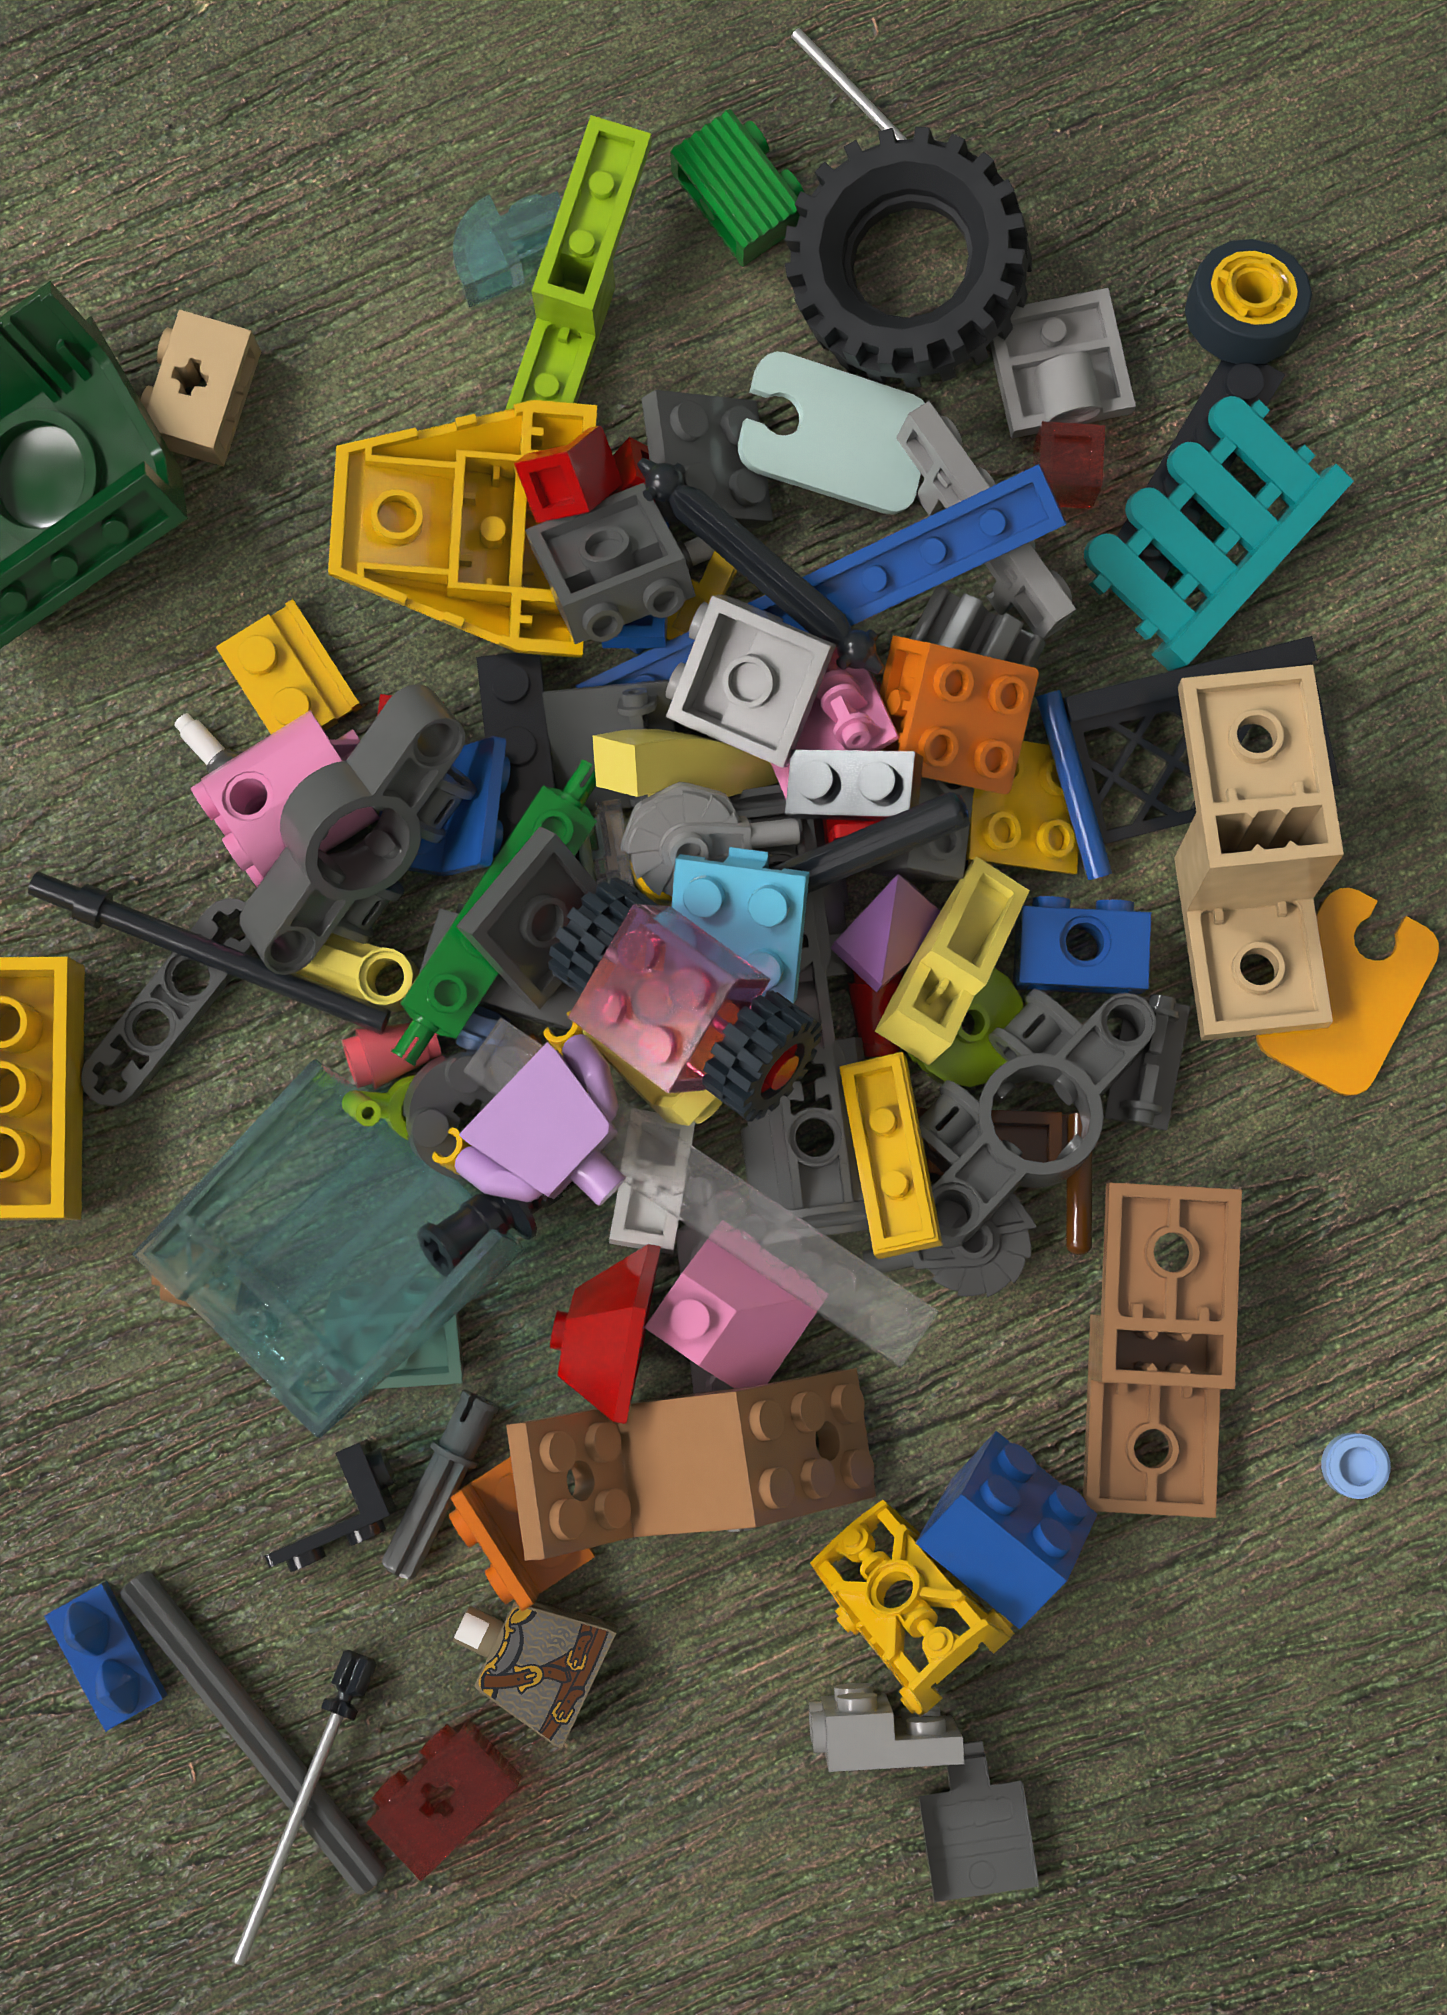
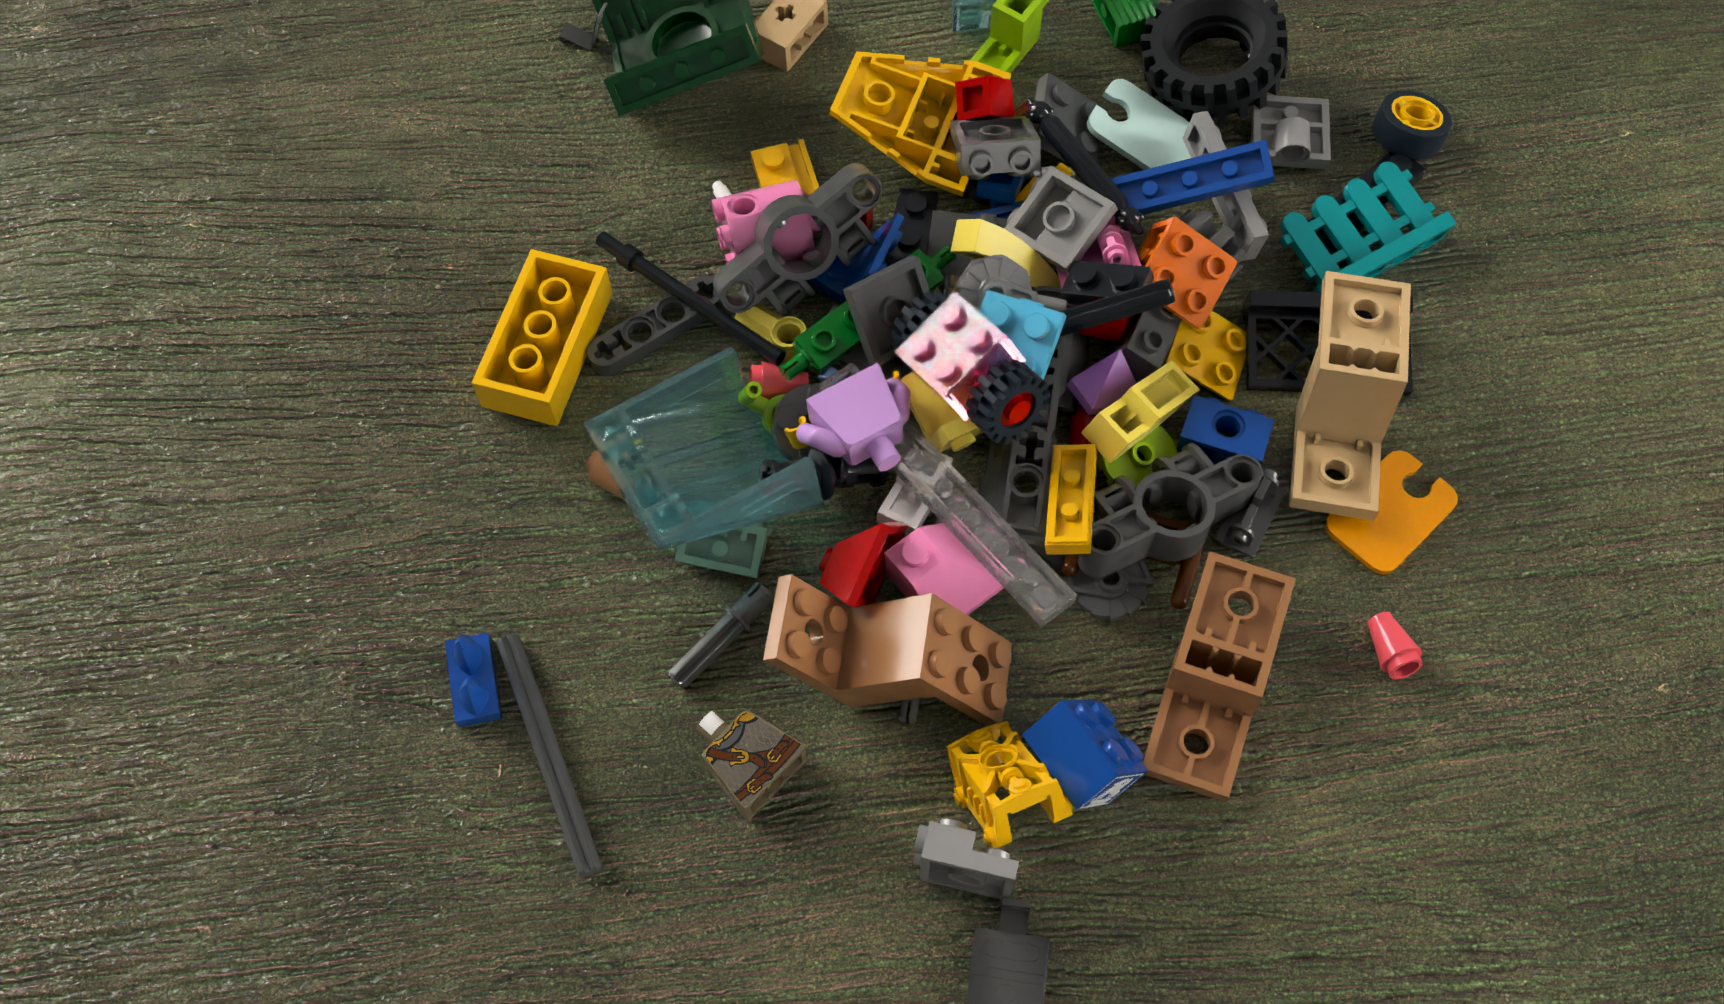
camera: 20 degrees right, 20 degrees down
(351, 1681) = (623, 737): flat silver piece -> none
(368, 1479) = (658, 641): black bracket -> none
(426, 1833) = (634, 837): clear red brick -> none
(489, 1516) = (760, 685): orange bracket -> none
(1071, 461) = (1289, 173): clear red panel -> none
(1074, 785) = (1243, 348): blue bar -> none
(1355, 1465) = (1333, 799): light blue tile -> none
(1393, 1215) = (1394, 647): none -> coral cone

